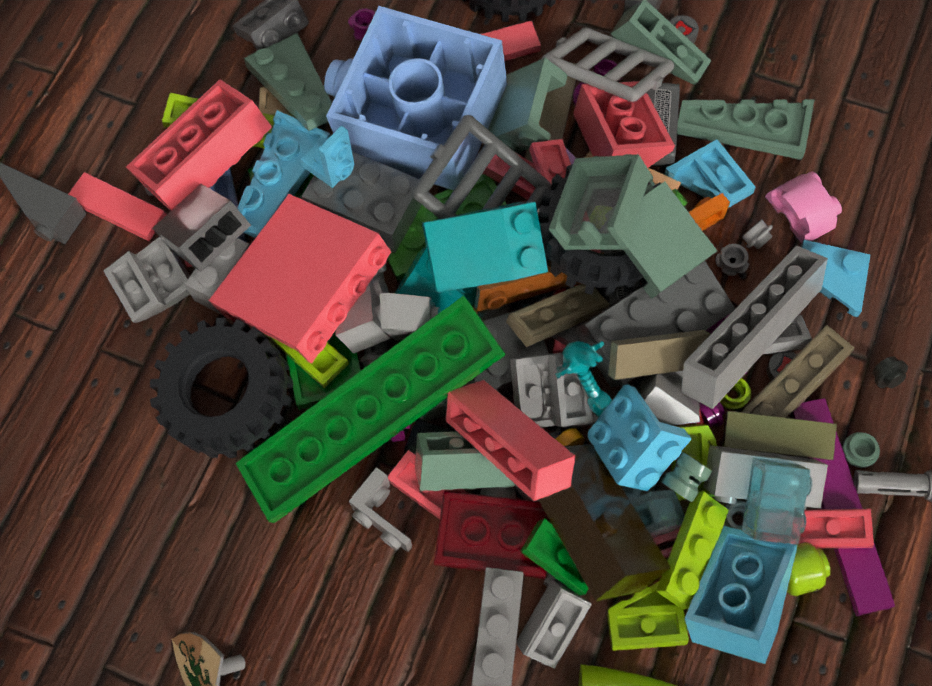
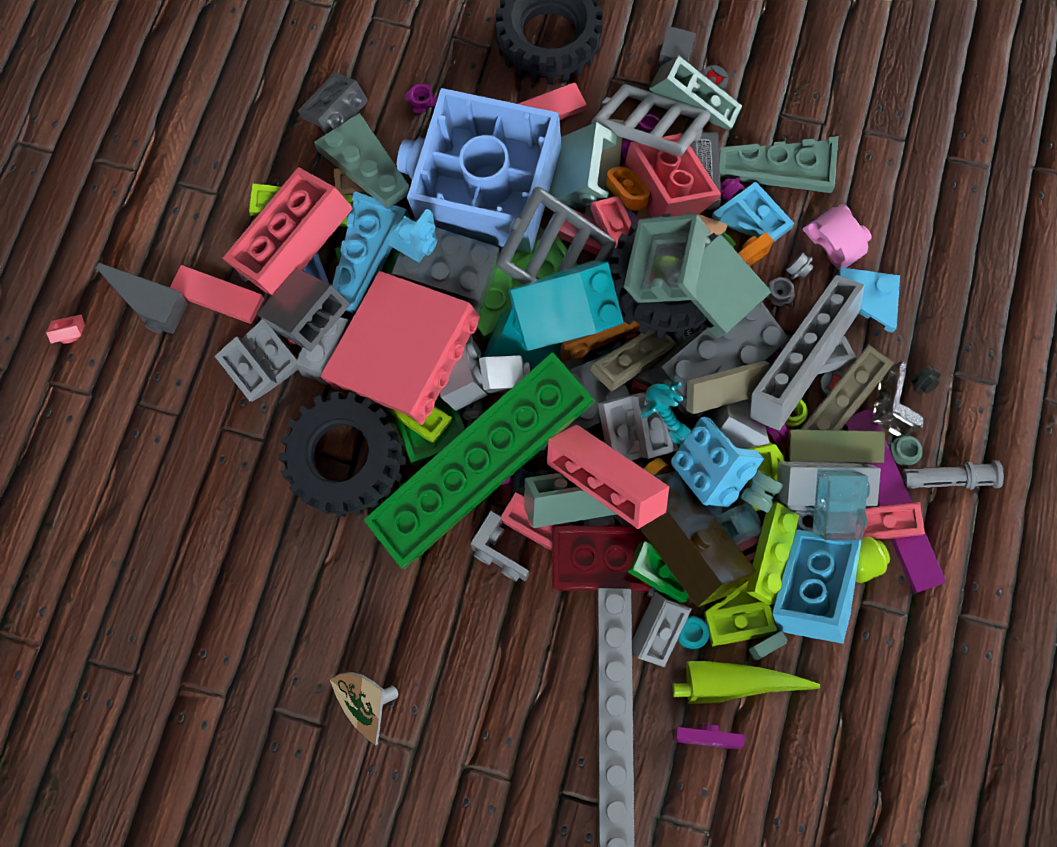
camera: 10 degrees left, 5 degrees up
(575, 132) = (629, 187): none -> orange plate
(592, 633) = (694, 633): none -> teal tile
(677, 657) = (768, 646): none -> sand green tile
(687, 145) = (730, 189): none -> magenta plate
(843, 401) = (887, 409): none -> clear smoke bracket

